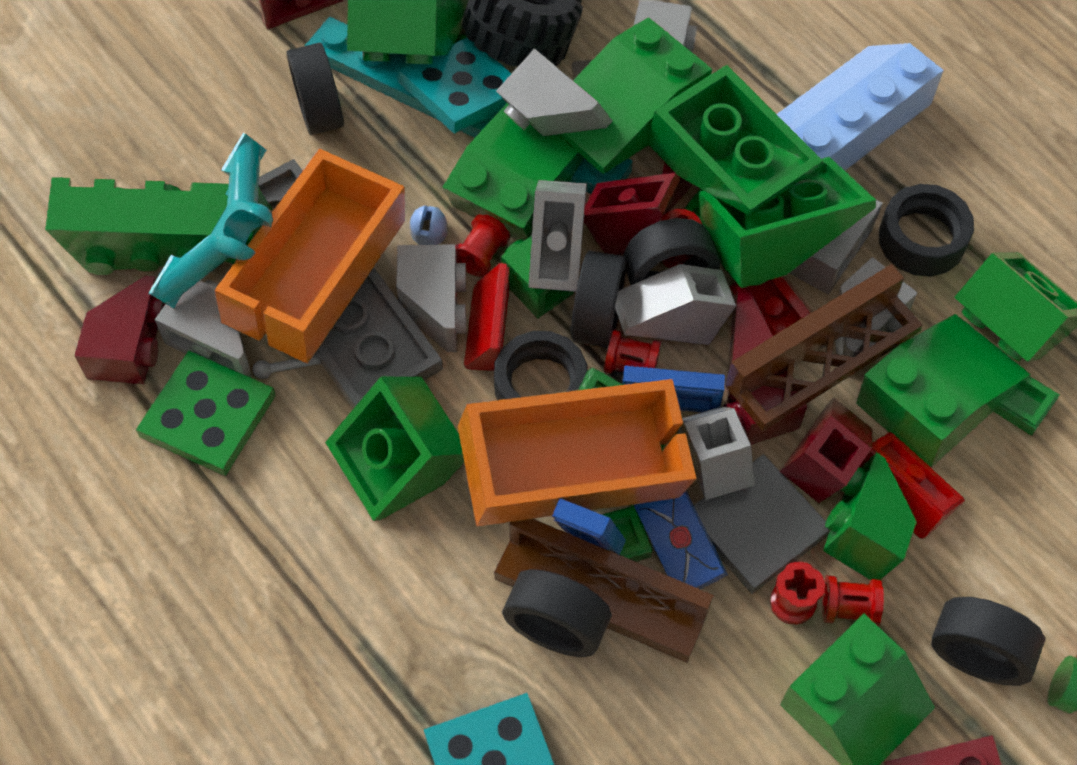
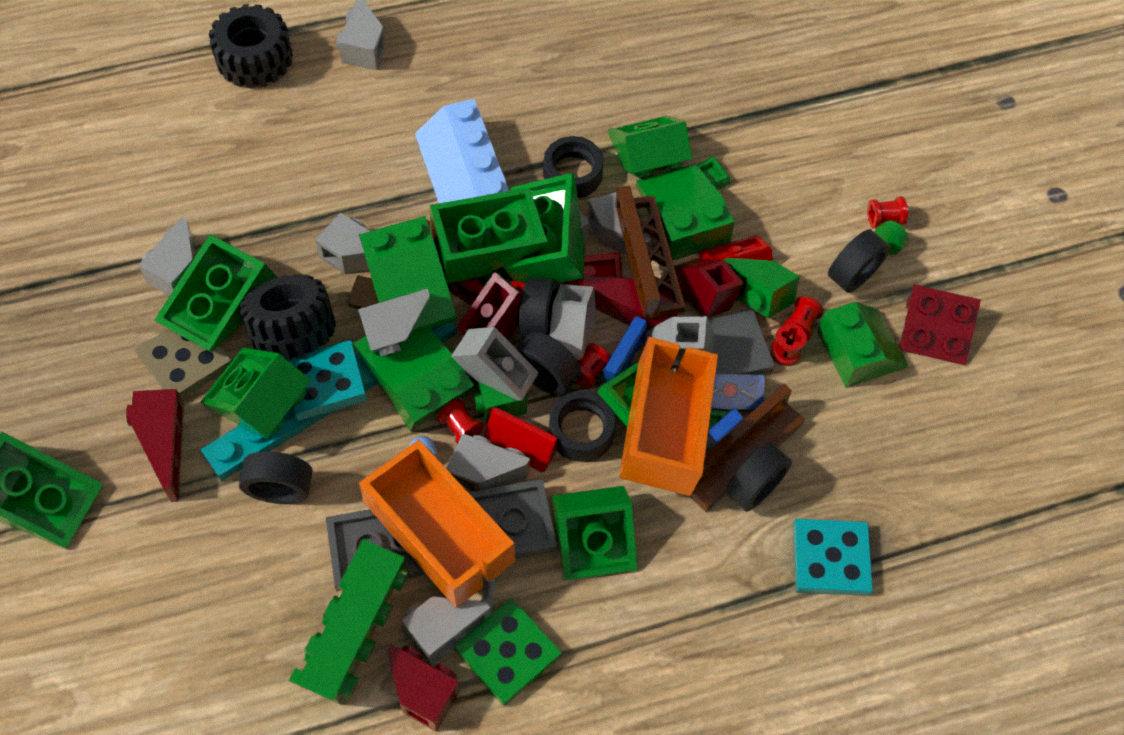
camera: 70 degrees left, 0 degrees up
(231, 231) = (412, 566): teal piece -> none

